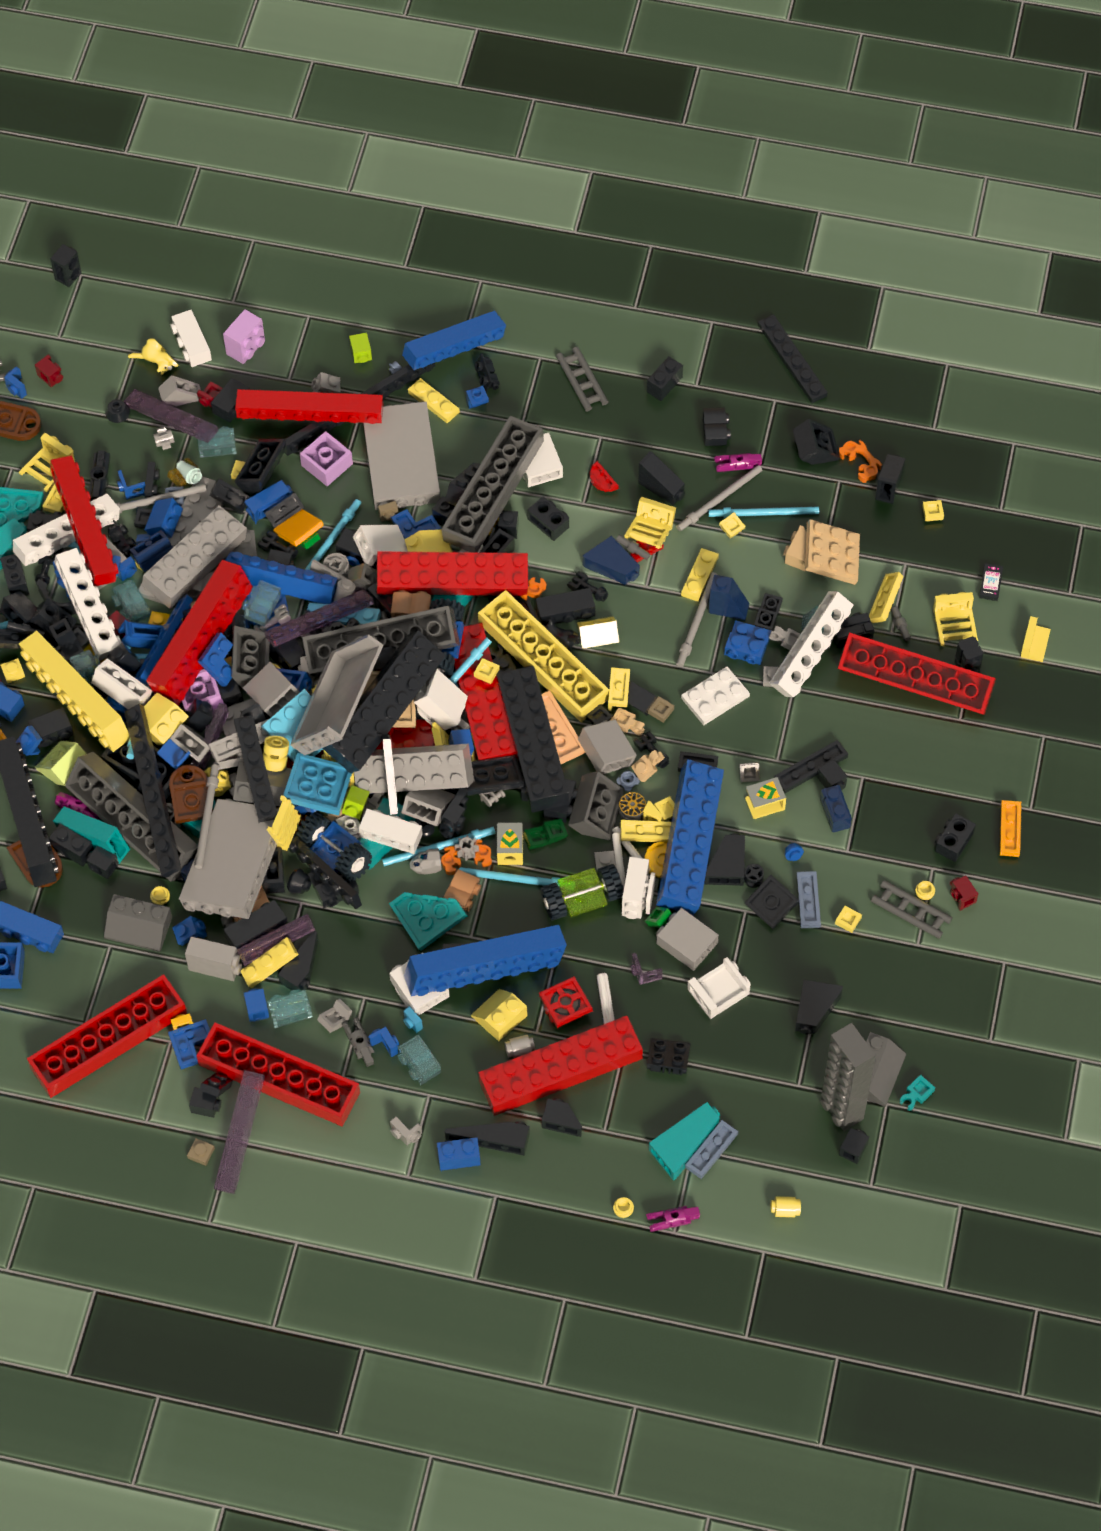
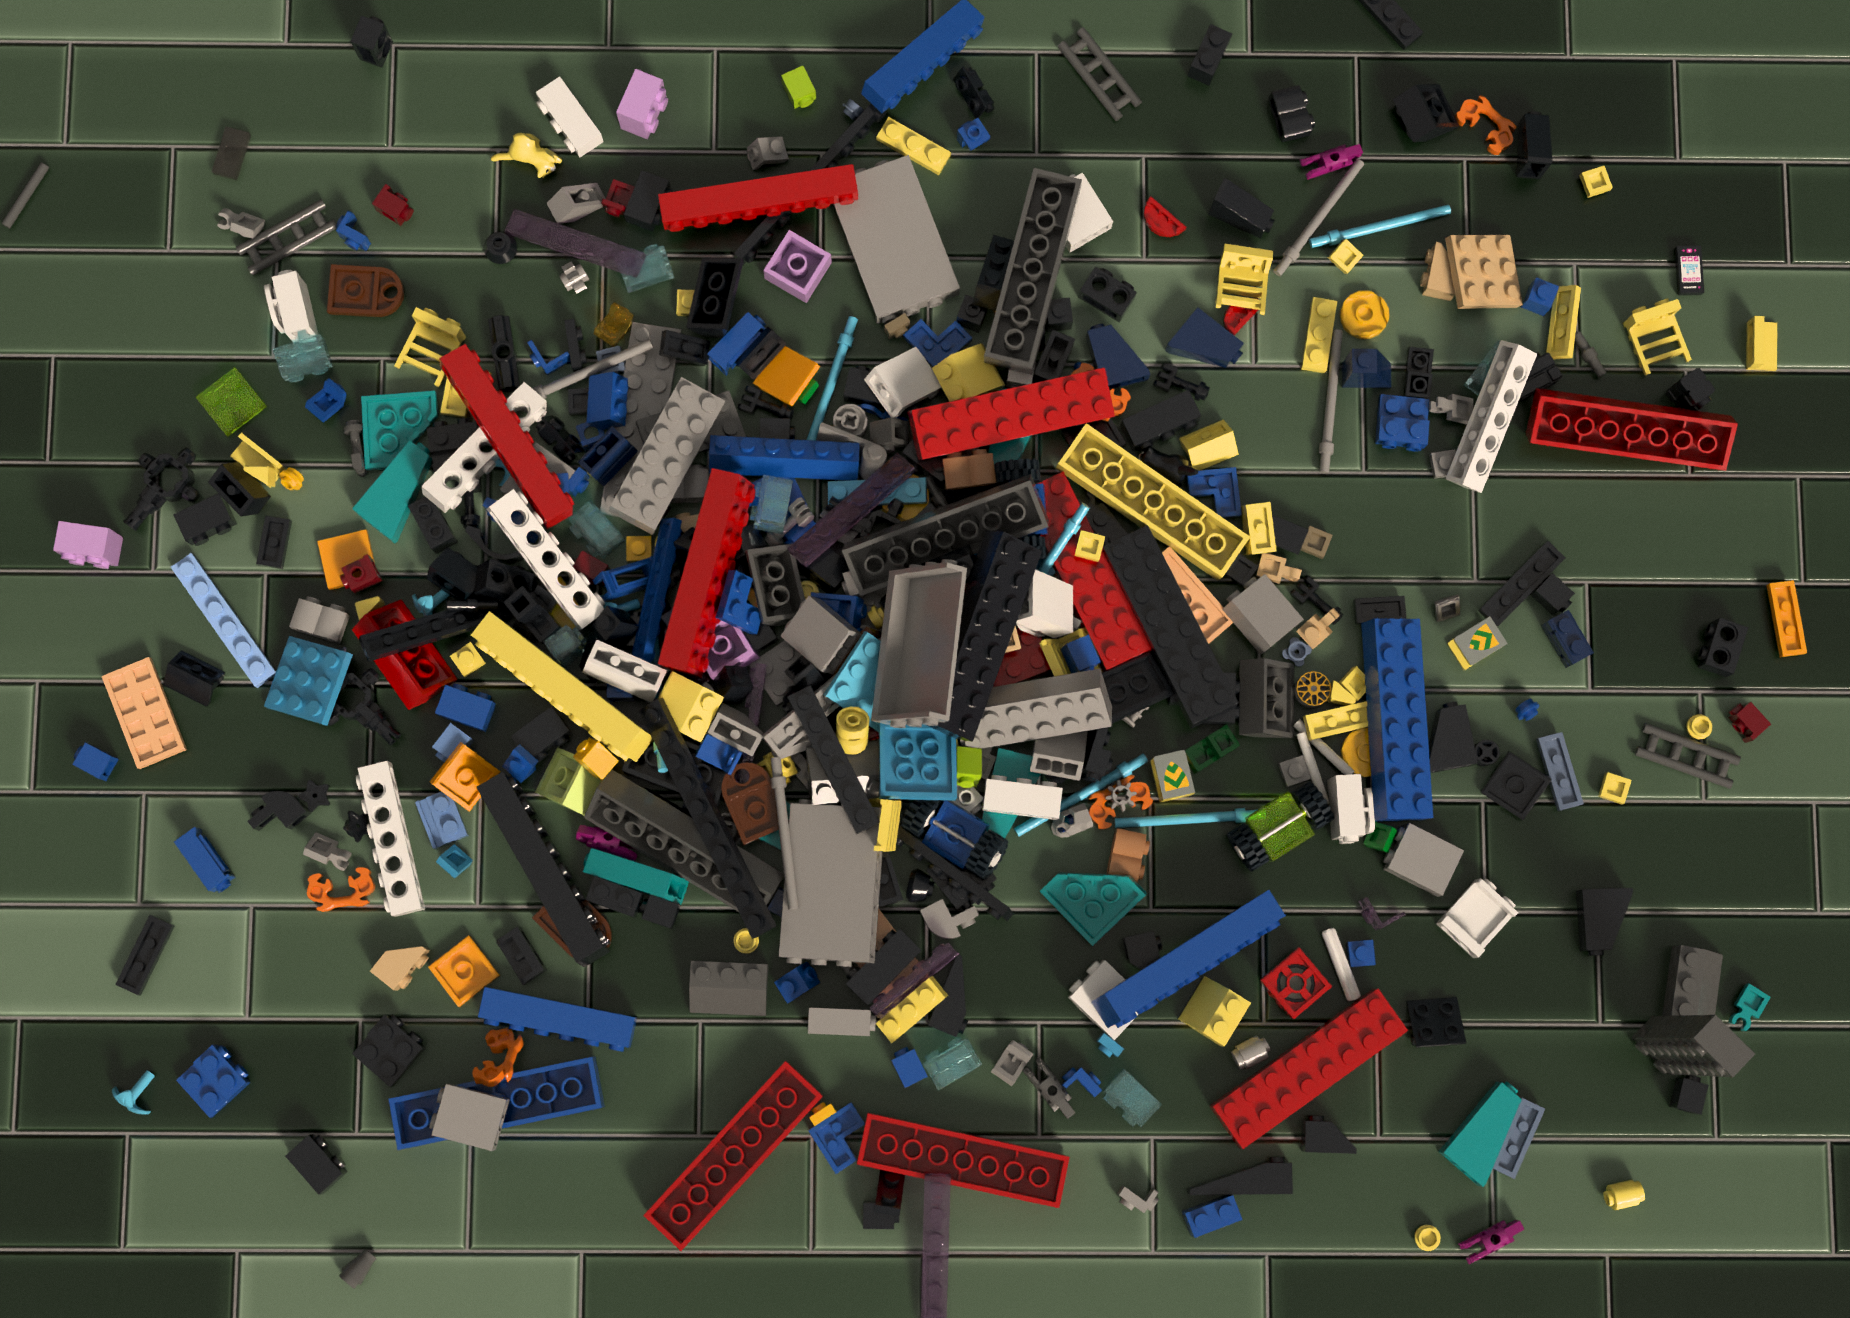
camera: 20 degrees left, 20 degrees up
(83, 740) = (595, 758): none -> yellow brick
(190, 473) = (623, 325): light aqua cone -> none
(200, 1152) = (890, 1279): dark tan plate -> none
(307, 904) = (942, 924): none -> light grey brick
(389, 774) = (1008, 731): tile -> none
(543, 561) = (1115, 355): none -> dark blue slope
(597, 656) = (1221, 485): none -> blue plate
(623, 997) = (1361, 953): none -> blue plate
(633, 547) = (1229, 318): dark grey bar -> none
(715, 695) = (1378, 506): white plate -> none
(738, 566) = (1364, 314): none -> yellow tile
(871, 577) = (1540, 296): none -> blue brick

